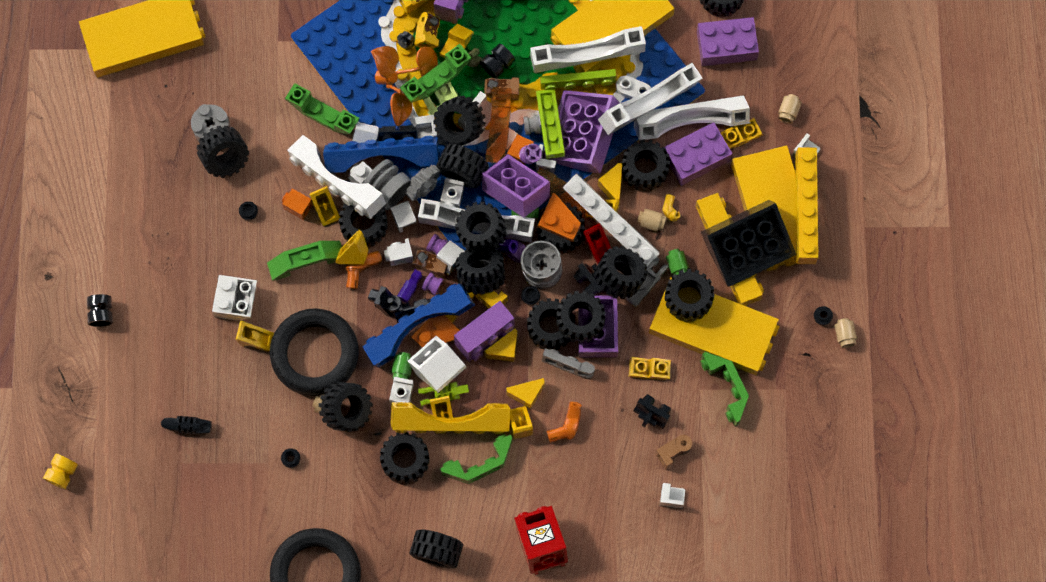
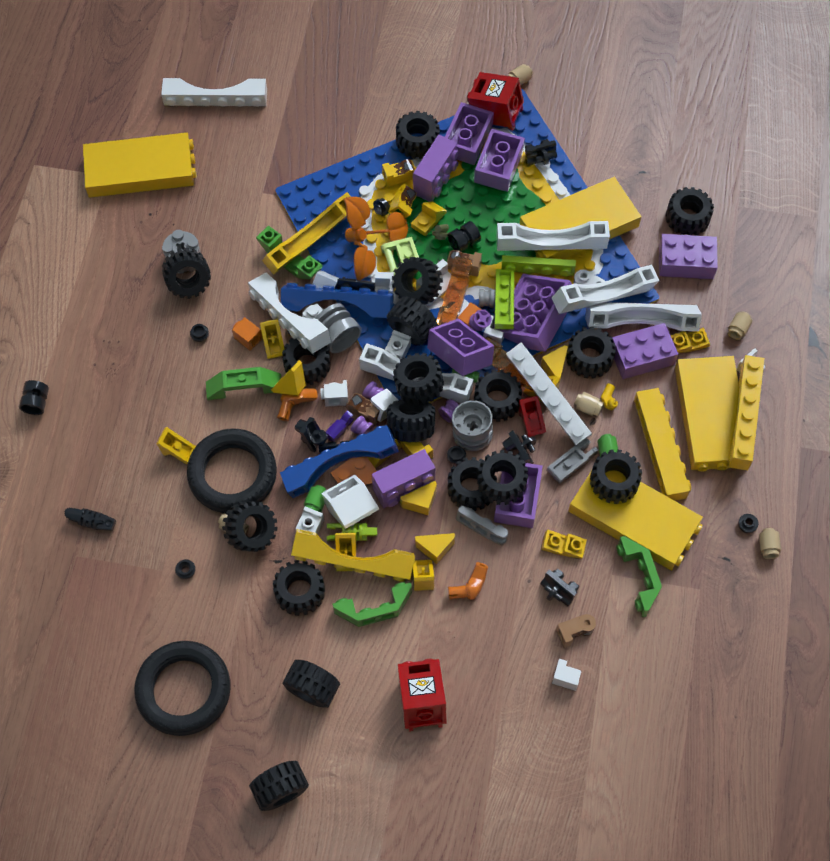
camera: 10 degrees right, 10 degrees down
(234, 298) = (164, 407): white slope -> none
(338, 85) = (307, 236): none -> yellow arch
(403, 215) = (346, 359): white panel -> none
(423, 182) = (371, 330): light grey gear -> none
(439, 76) = (389, 248): bright green slope -> none
(508, 246) = (442, 402): dark purple bar -> none
(559, 219) = (497, 385): orange wing -> none
(613, 281) = (550, 444): black tyre -> none
(749, 242) = (683, 438): black slope -> none

